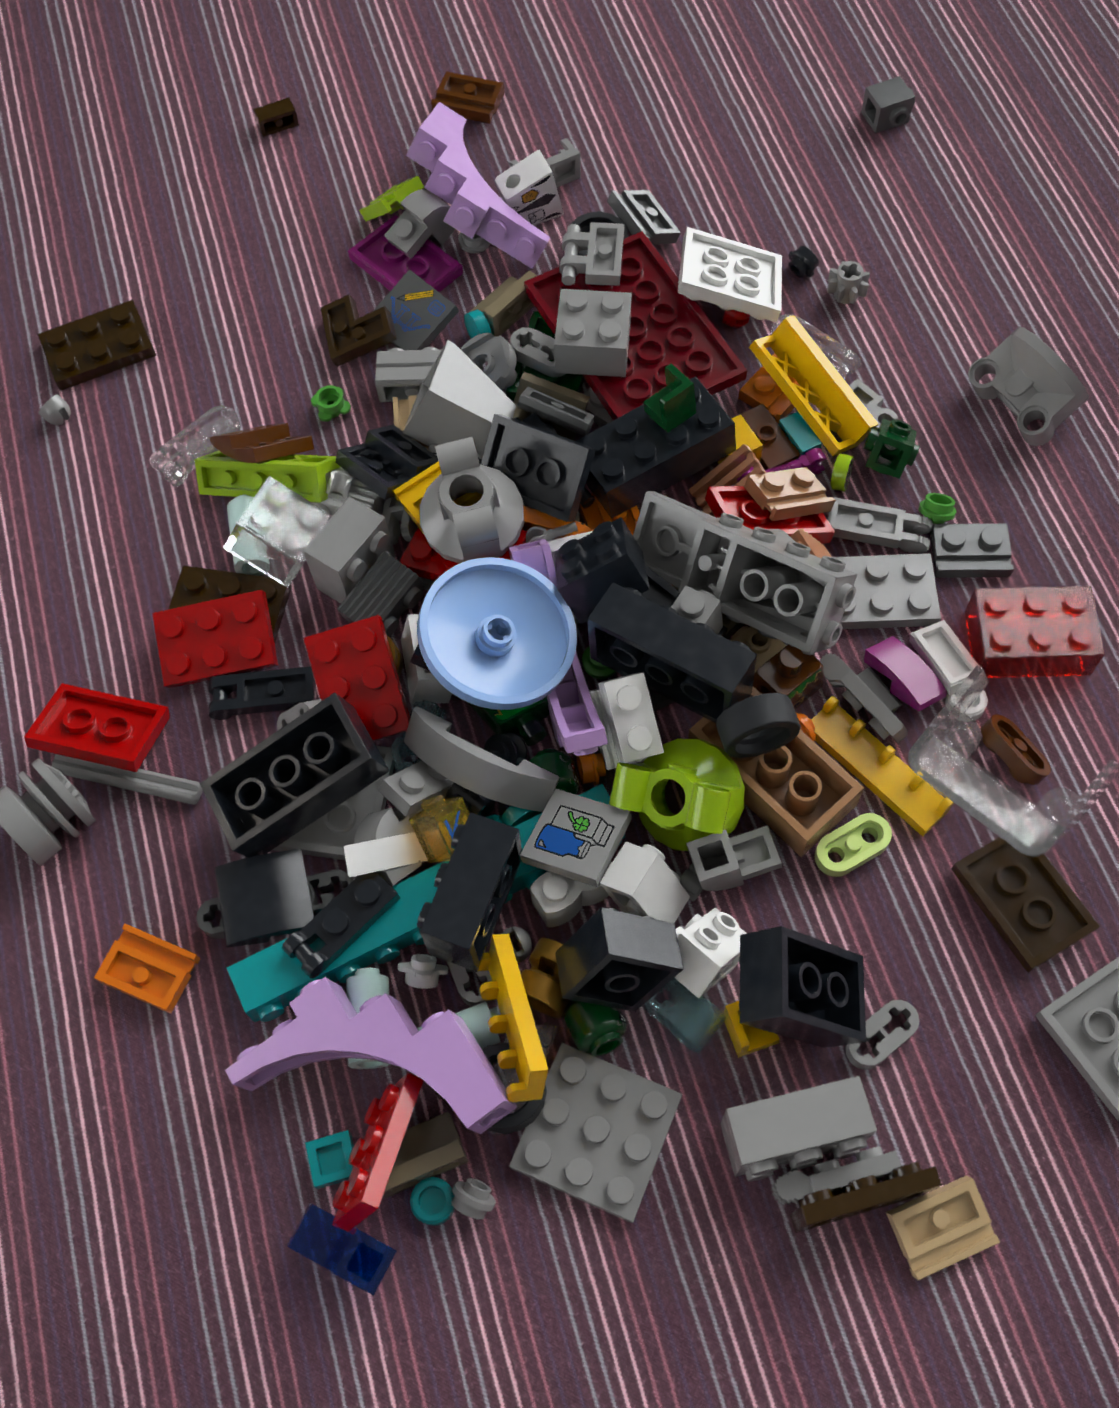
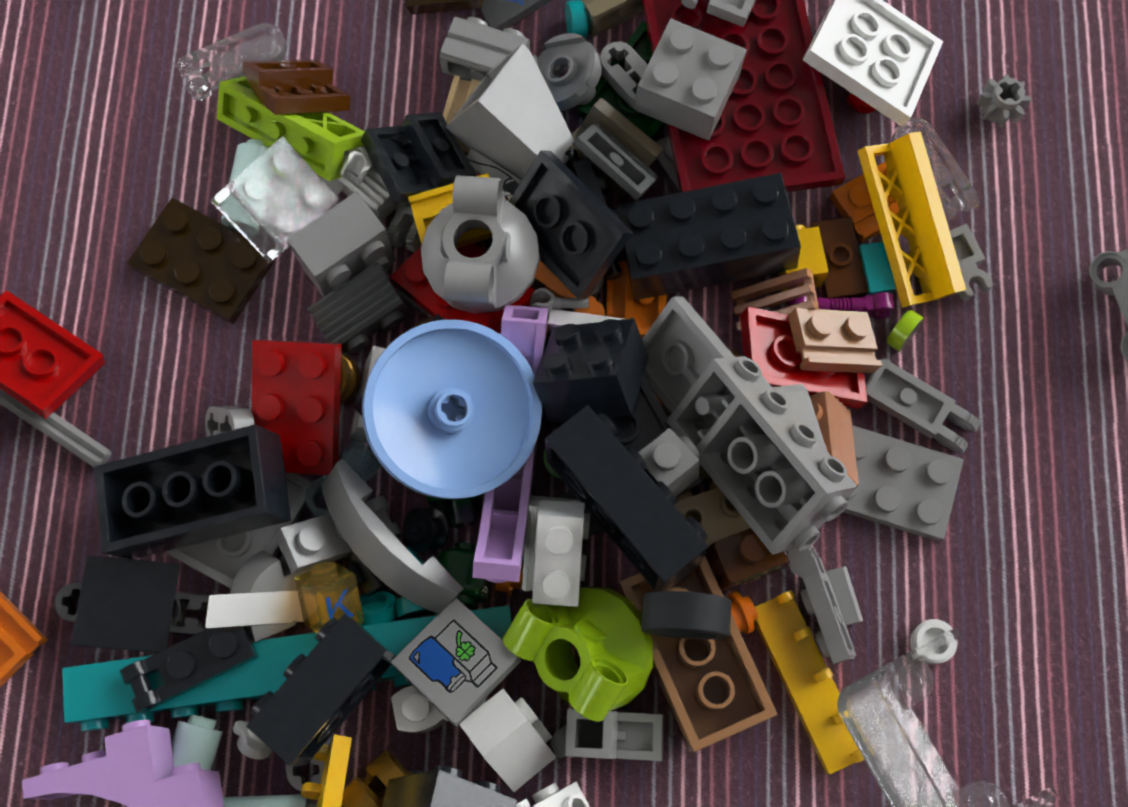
camera: 15 degrees right, 10 degrees up
(215, 638) = (174, 296): red plate -> none
(260, 691) = (200, 370): black plate -> none
(330, 395) = (385, 48): bright green plate -> none
(524, 940) = (372, 739): light grey hinge -> none
(674, 402) = (739, 201): dark green panel -> none
(803, 262) = (963, 57): black plate -> none
(851, 846) = (746, 761): yellowish green plate -> none
(891, 447) = (969, 322): dark green brick -> none
(910, 675) = (883, 593): slope -> none
(938, 508) = (993, 408): bright green plate -> none
(944, 654) = (932, 586): white tile -> none
(971, 550) = (1011, 469): plate -> none
(1015, 749) = (962, 719): reddish brown plate -> none
(1034, 631) = (1038, 592): clear red brick -> none

